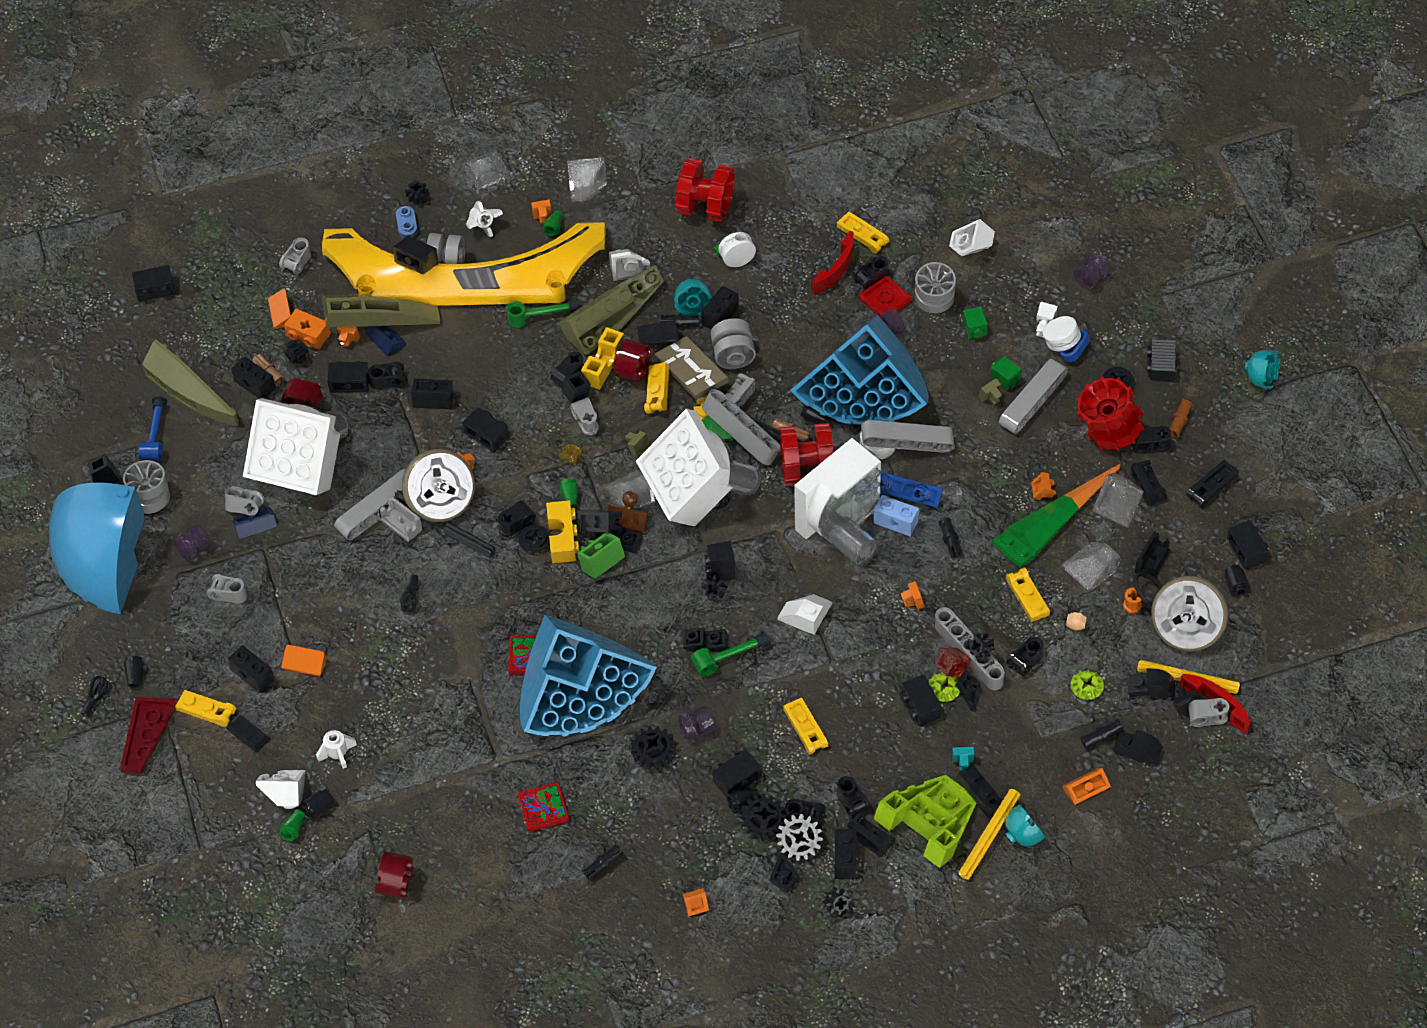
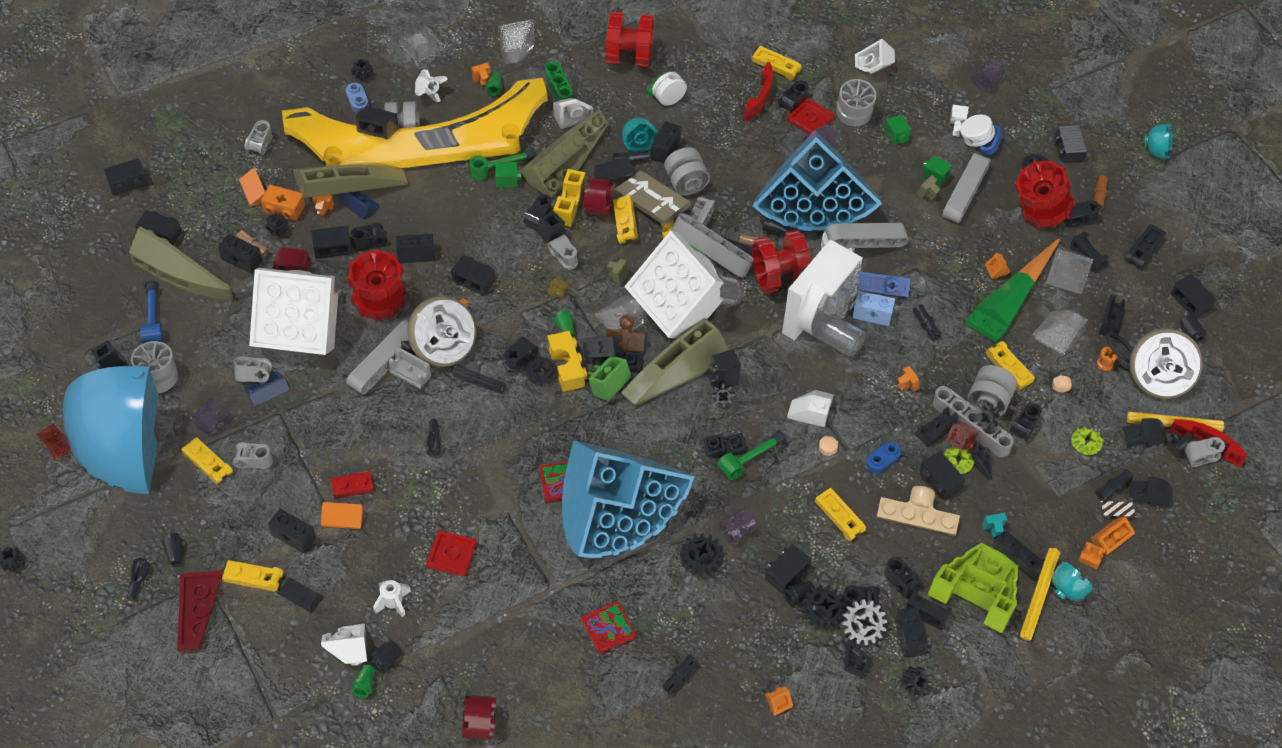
camera: 15 degrees left, 0 degrees up
(36, 543) = (51, 435): none -> clear red brick
(178, 340) = (160, 225): none -> black brick
(181, 587) = (206, 460): none -> yellow plate
(320, 631) = (352, 485): none -> red plate
(383, 428) = (376, 284): none -> red piece
(404, 712) = (451, 553): none -> red tile
(544, 325) = (507, 175): none -> green brick
(620, 228) = (557, 81): none -> green beam
(674, 548) = (678, 363): none -> olive wedge
(811, 654) = (828, 445): none -> light nougat tile
(868, 674) = (884, 456): none -> blue plate
(887, 734) = (919, 512): none -> tan plate
(929, 651) = (936, 428): none -> black hinge
(997, 617) = (992, 386): none -> light grey wheel
(1057, 803) = (1091, 555): none -> orange tile
(1099, 759) = (1118, 508): none -> sticker

